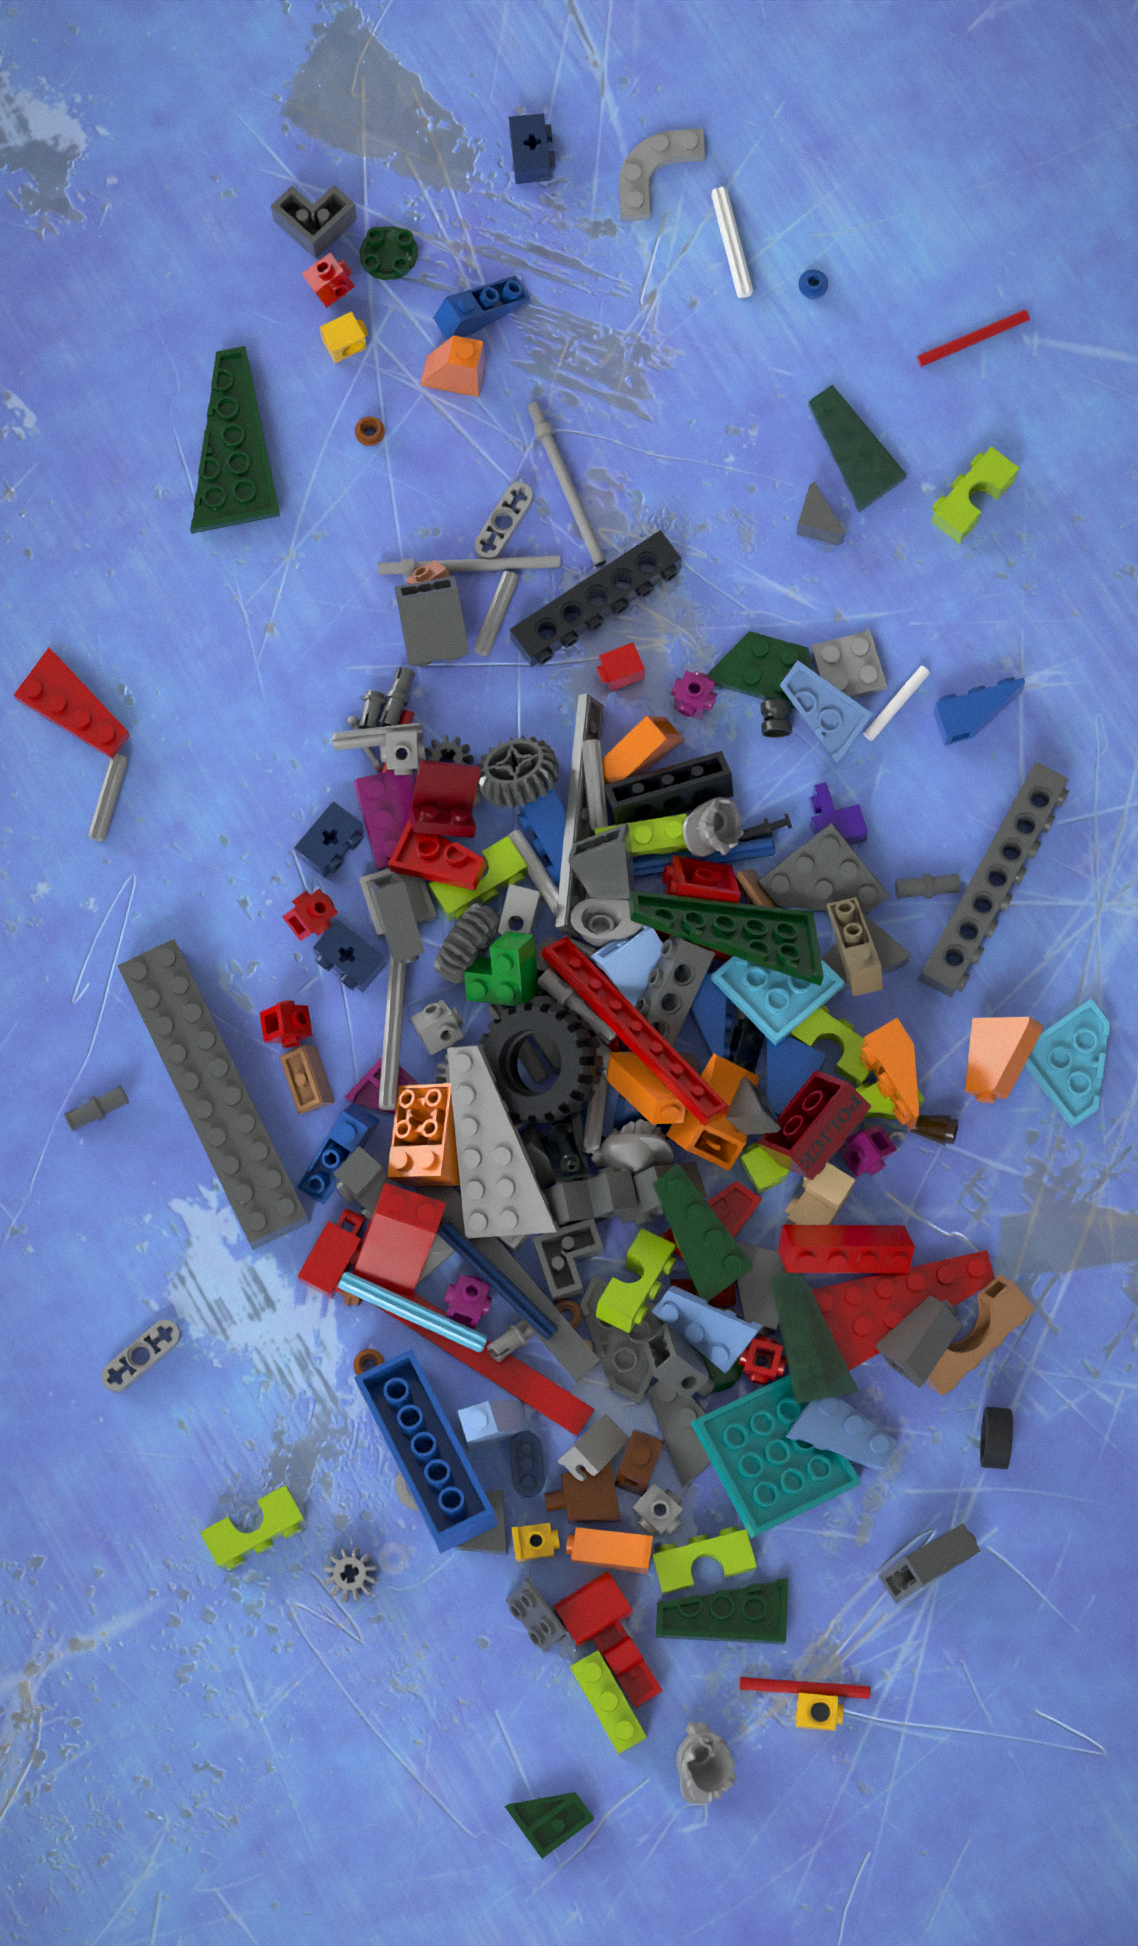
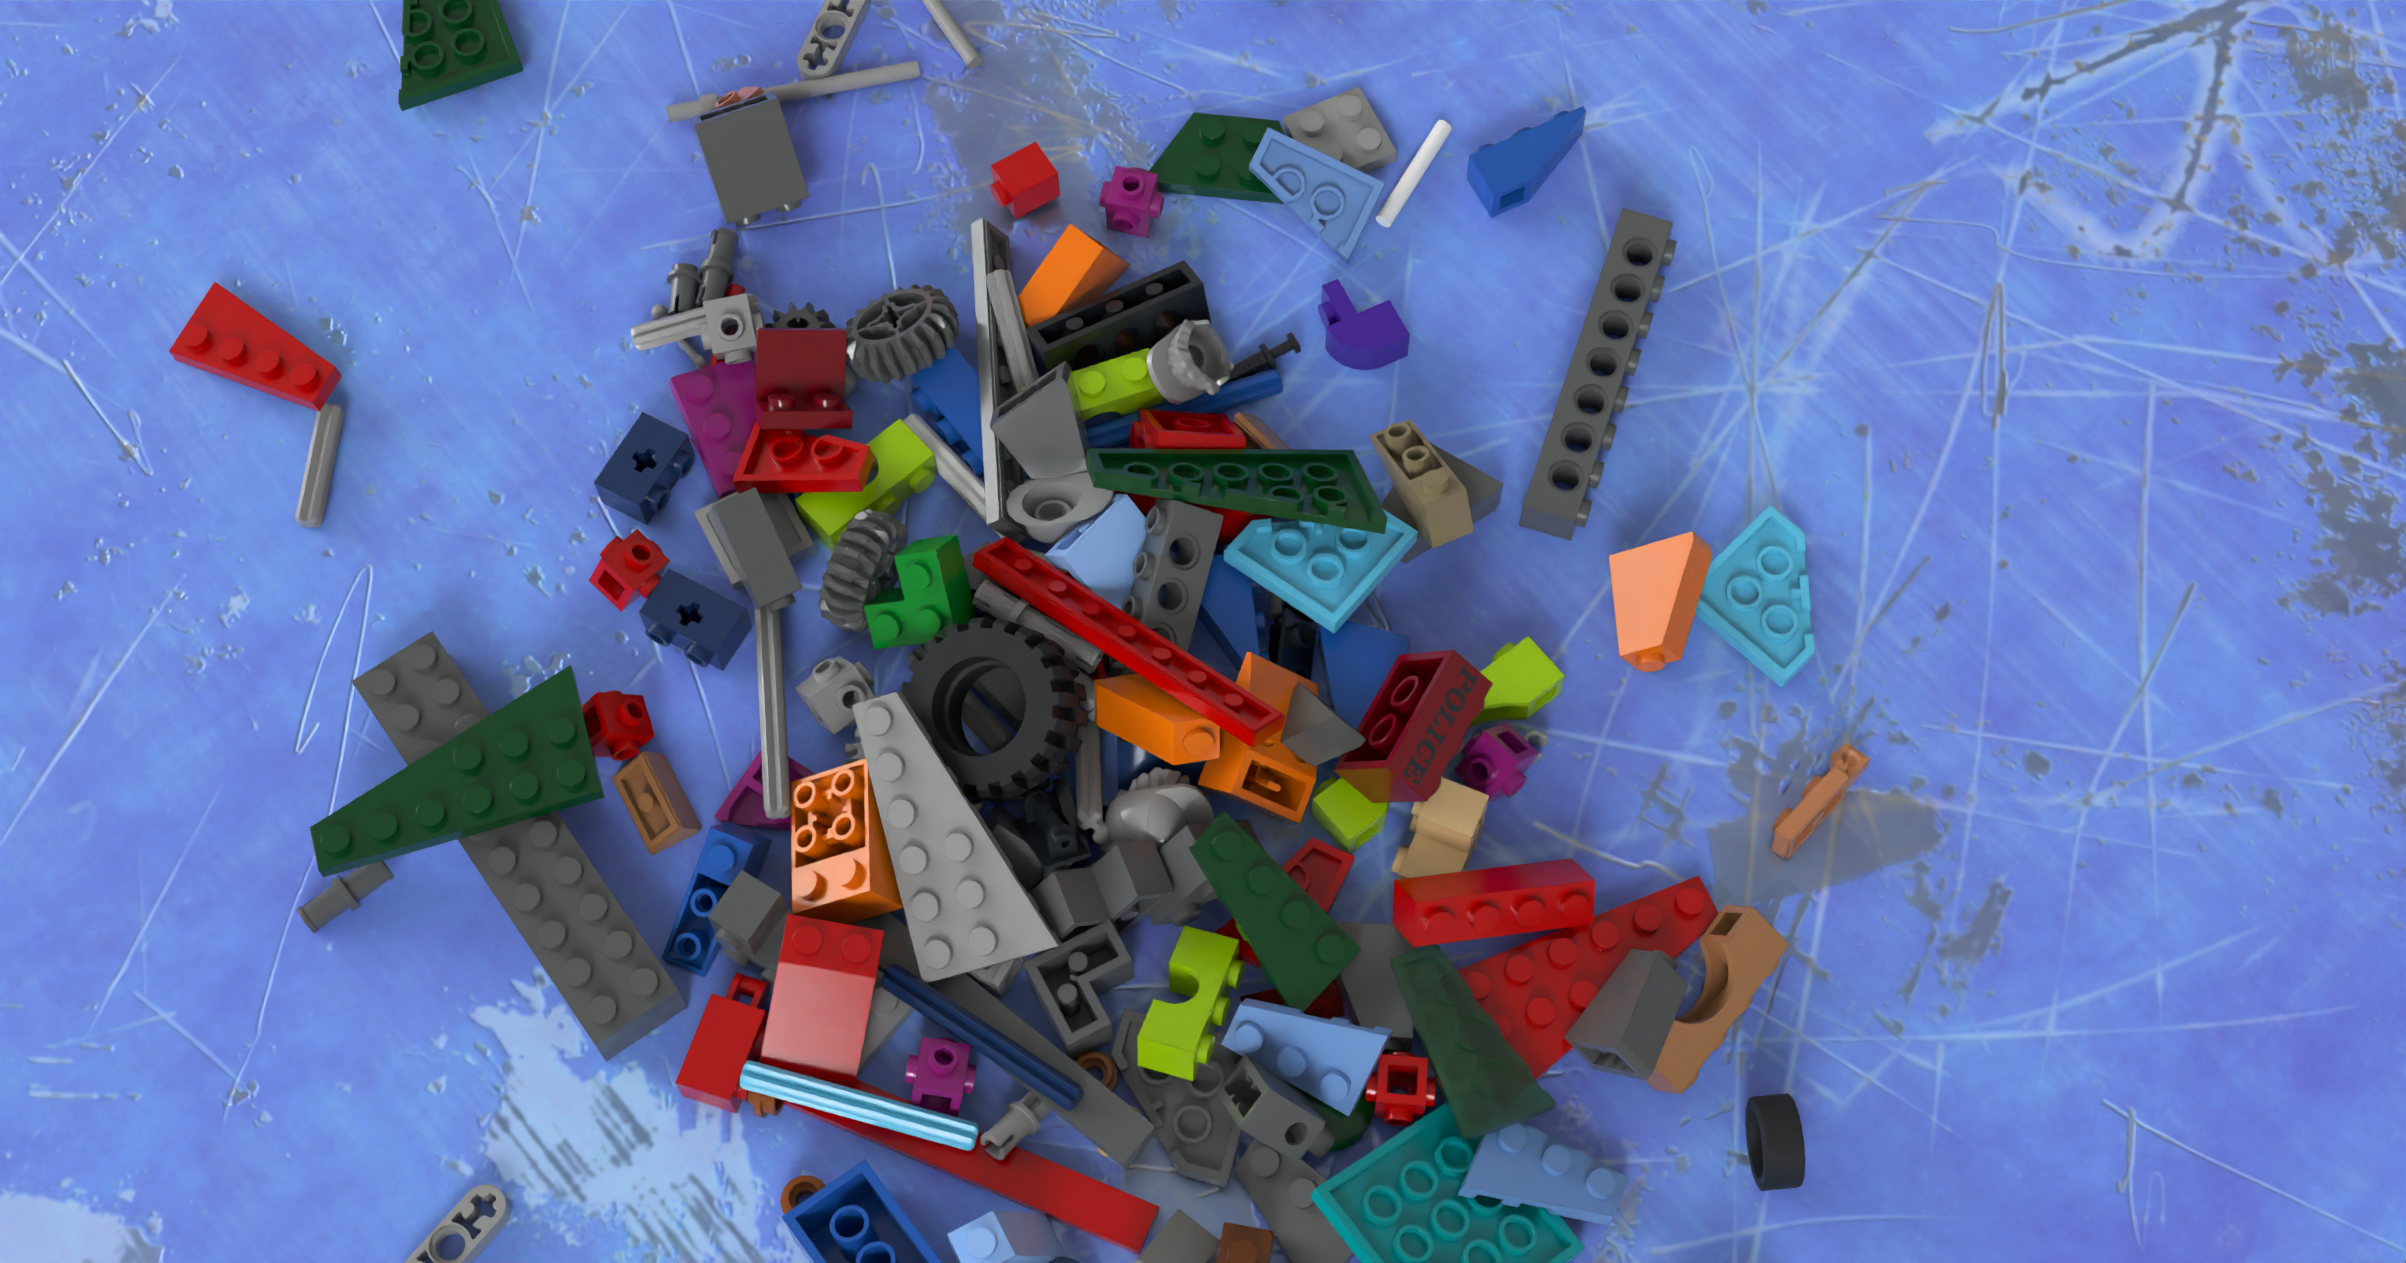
camera: 10 degrees left, 10 degrees down
(205, 1050) = (494, 774): none -> dark green wing
(496, 613) = (840, 145): light grey axle -> none
(520, 905) = (933, 507): light grey torso -> none
(653, 550) = (981, 83): black brick -> none
(776, 718) = (1252, 218): pearl dark grey wheel -> none
(823, 873) = (1356, 396): dark grey plate -> none
(825, 1027) = (1447, 625): lime arch -> none
(892, 1059) = (1509, 623): orange slope -> none
(927, 886) = (1506, 396): dark grey pin -> none
(937, 1128) = (1586, 717): dark brown cone -> none
(1079, 1211) = (1818, 801): none -> nougat hinge

